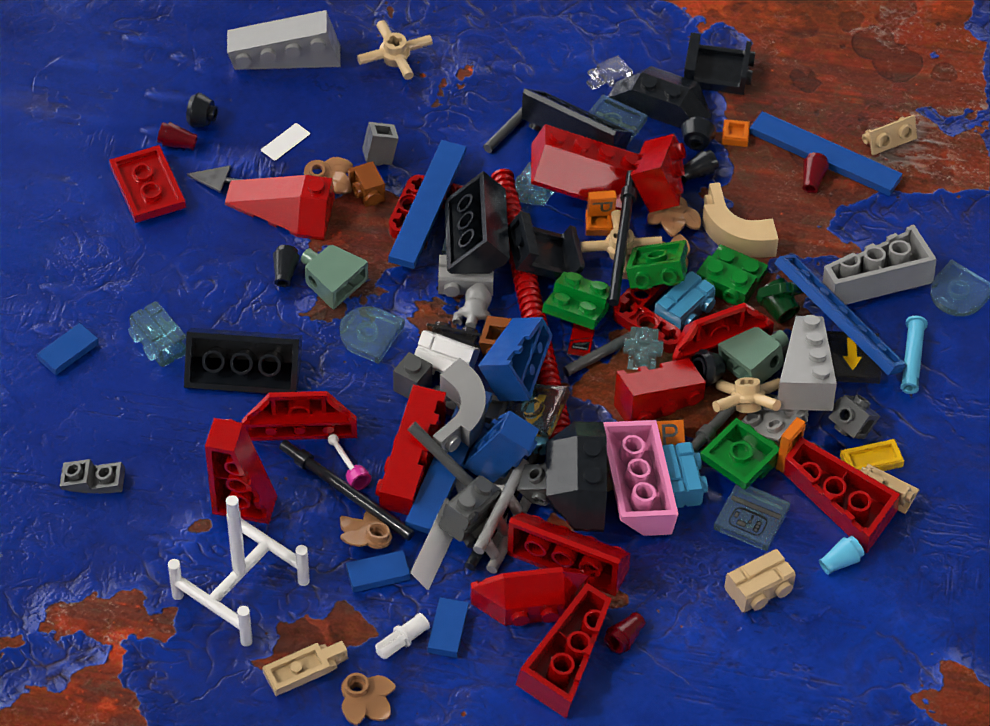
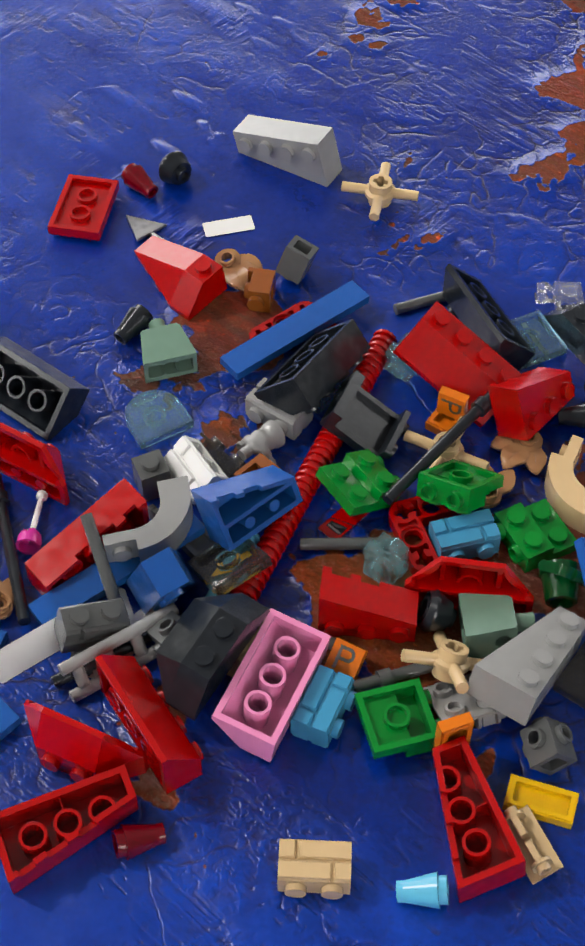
camera: 35 degrees right, 0 degrees up
(752, 516) = (365, 792): clear light blue tile -> none

